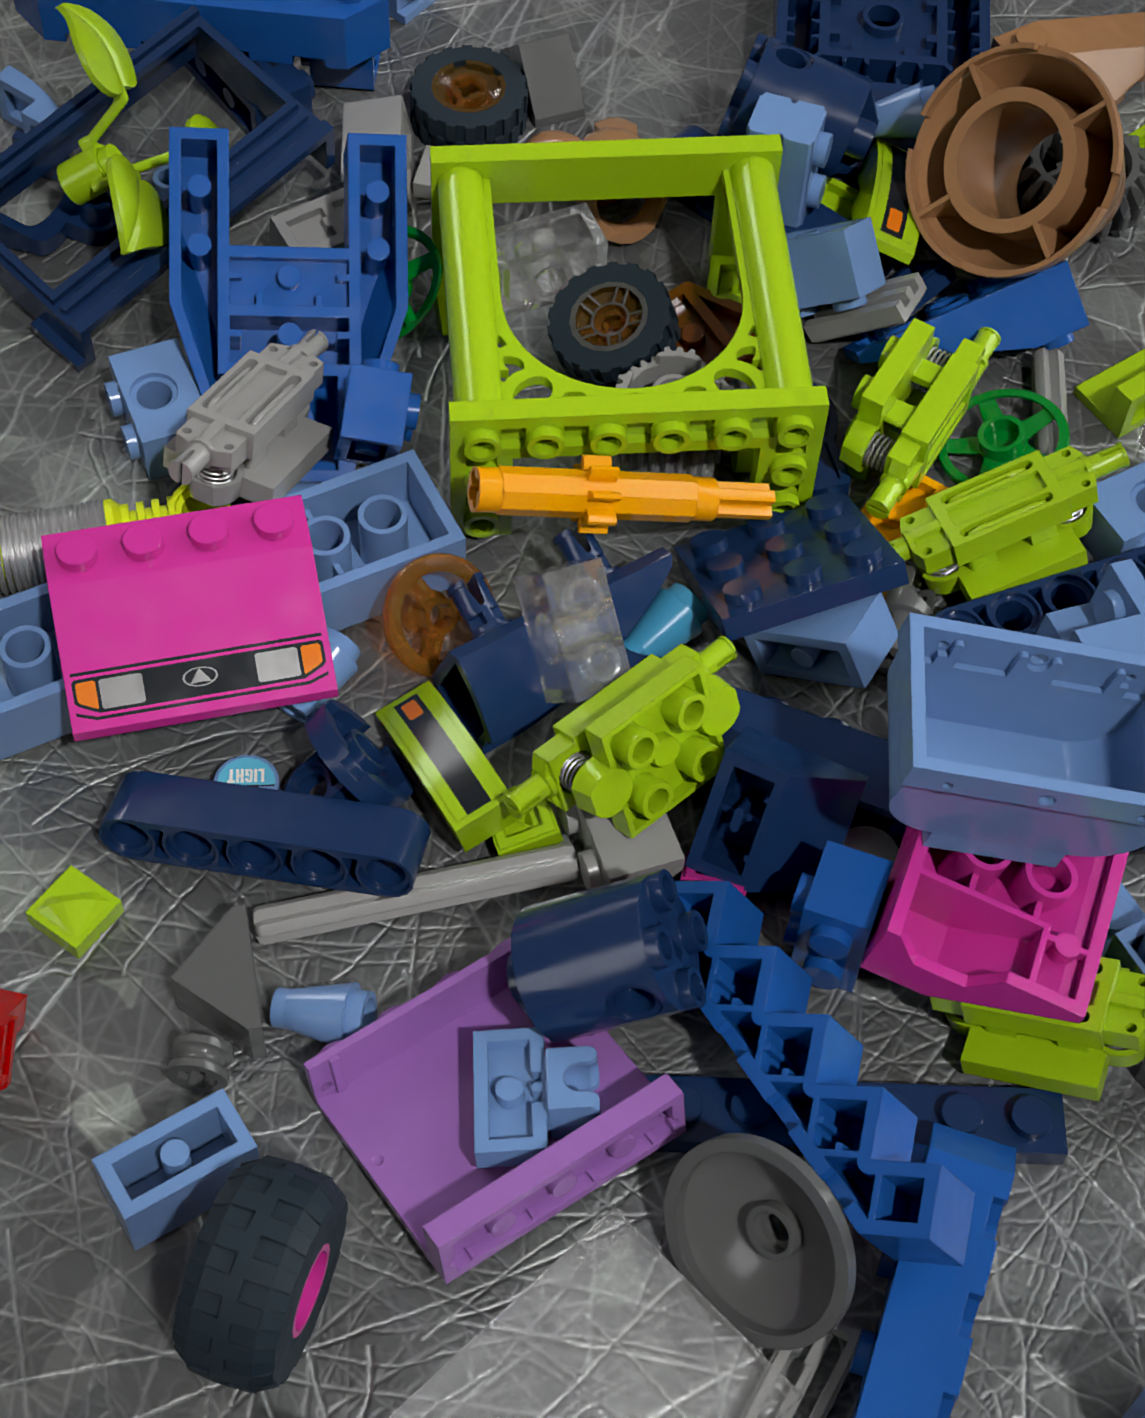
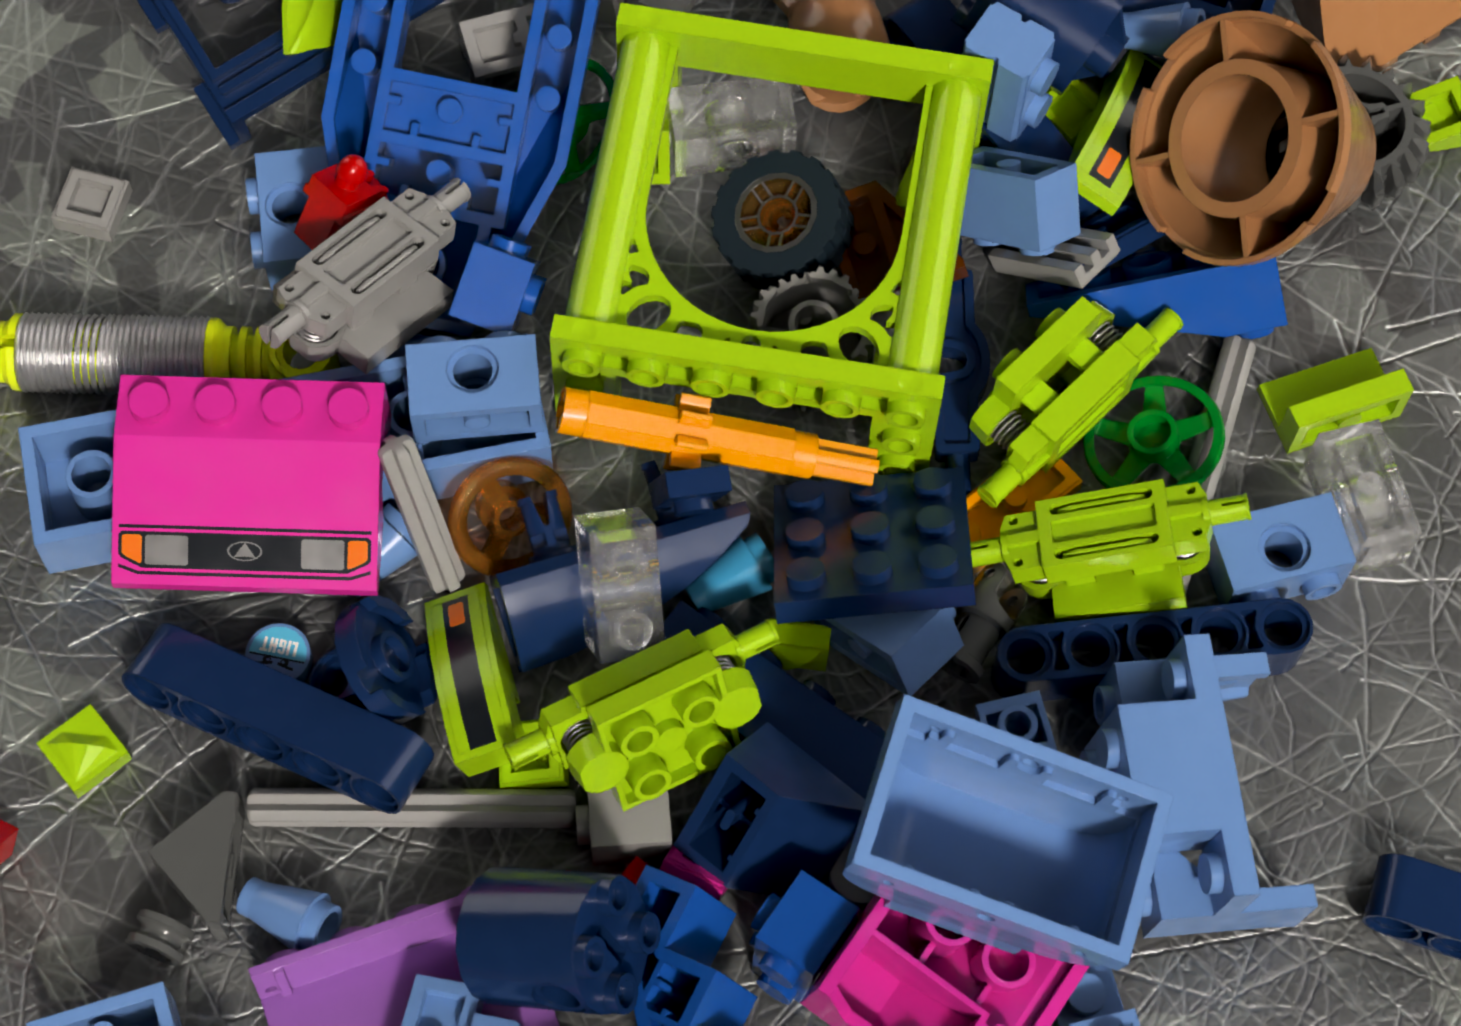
camera: 15 degrees right, 10 degrees up
(201, 363) = (337, 198): none -> red piece
(359, 618) = (421, 513): none -> light grey axle
(382, 494) = (501, 407): none -> medium blue brick
(613, 538) = (690, 490): none -> dark blue plate
(752, 669) = (802, 645): none -> lime tile

